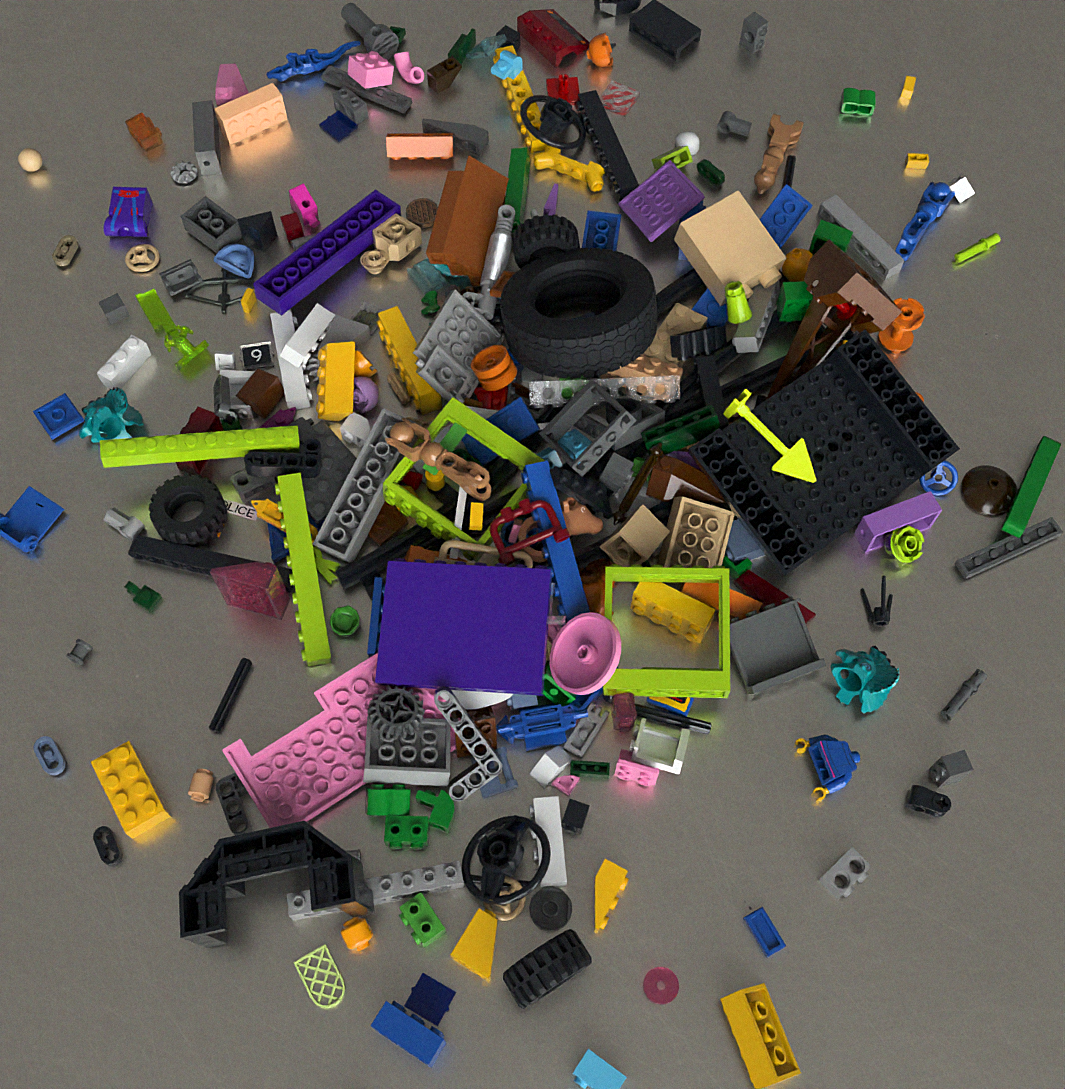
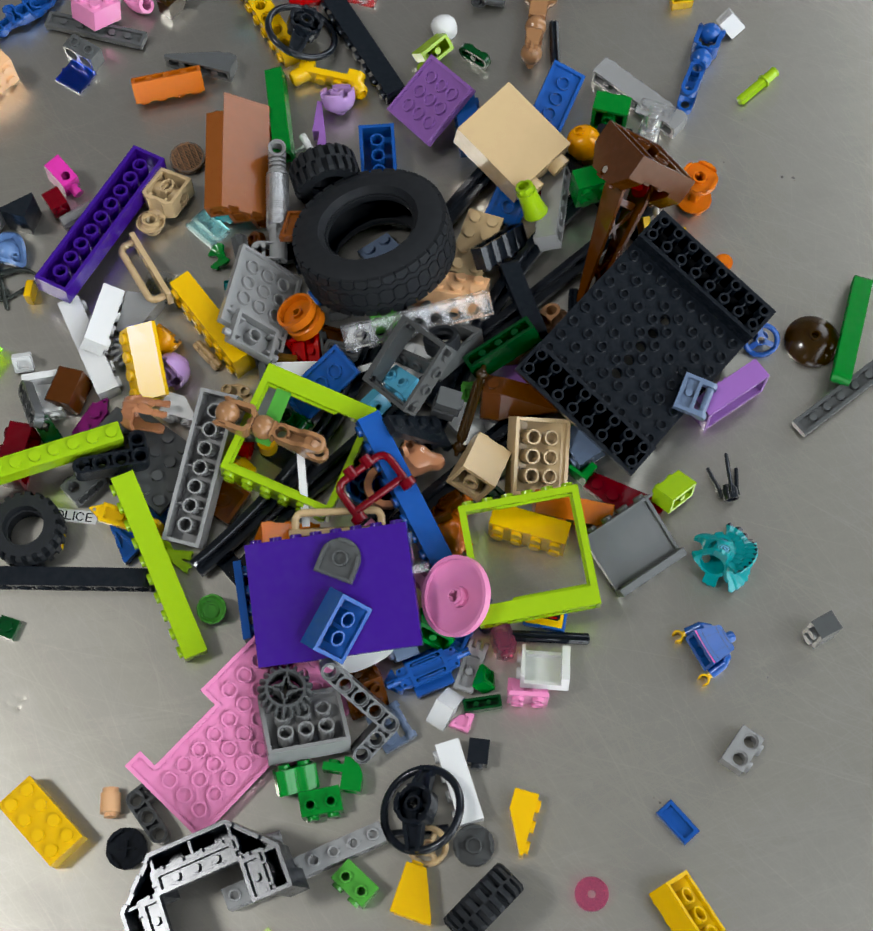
camera: 10 degrees left, 5 degrees up
(103, 848) = (30, 884): black beam -> none
(204, 832) = (126, 848): none -> black tile
(230, 695) = (116, 707): black axle -> none
(253, 588) = (115, 597): clear pink slope -> none
(256, 356) = (53, 350): piece -> none
(311, 424) = (138, 404): none -> nougat piece
(356, 933) = (296, 910): light orange head -> none
(372, 322) = (165, 292): none -> tan piece
(460, 655) = (336, 625): none -> blue slope
(476, 516) = (320, 480): yellow piece -> none
(477, 593) = (339, 559): none -> dark grey tile
(515, 530) = (360, 485): bright pink tile -> none
(574, 186) = (338, 99): none -> lavender cylinder
(596, 746) = (484, 680): none -> green slope
(794, 461) = (618, 358): neon yellow piece -> none
(823, 602) = (673, 491): none -> lime brick
(858, 509) = (688, 395): none -> sand blue plate
(871, 253) = (654, 115): none -> clear plant
(904, 544) = (740, 415): lime cone -> none
(925, 800) = (803, 665): black piece -> none
(968, 689) = (825, 546): dark grey pin -> none

